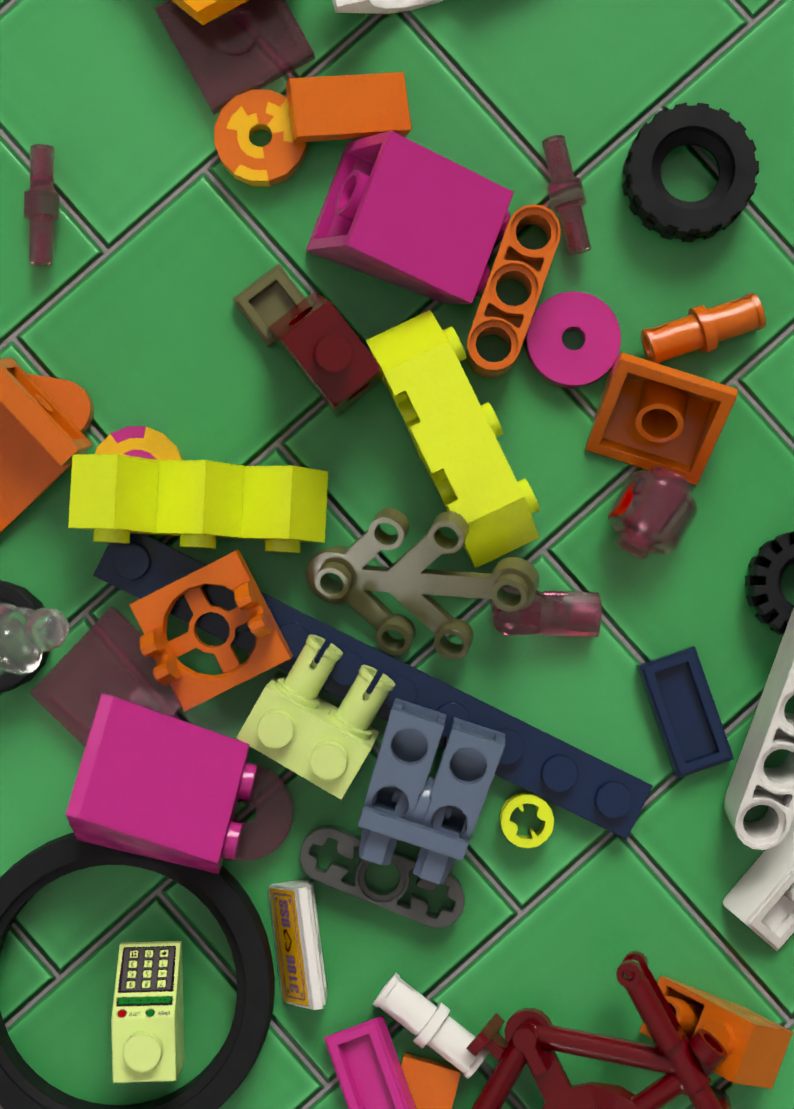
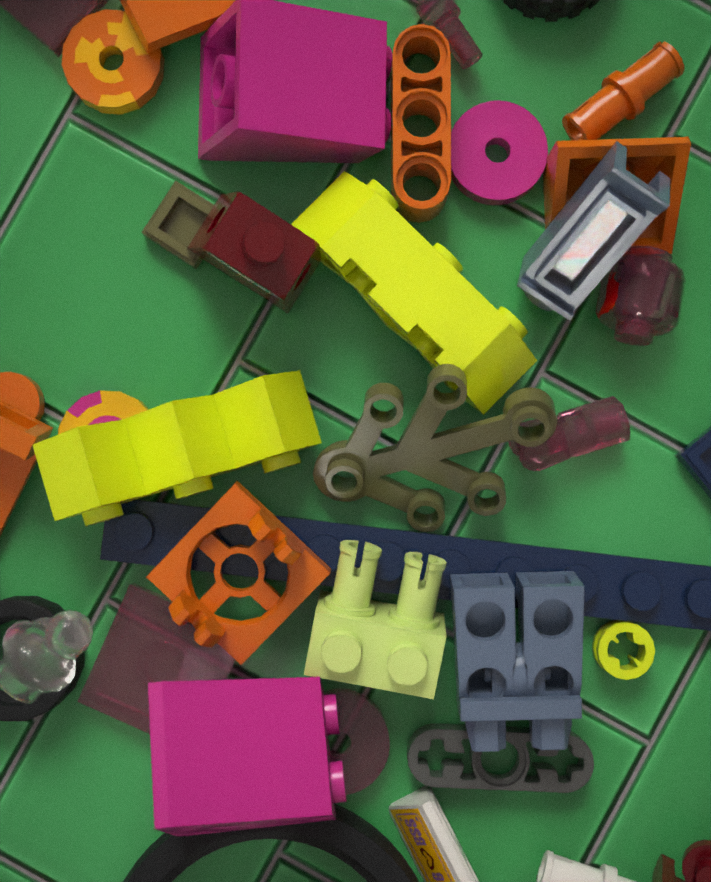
camera: 20 degrees left, 0 degrees up
(622, 444) = (591, 234): none -> sand blue window

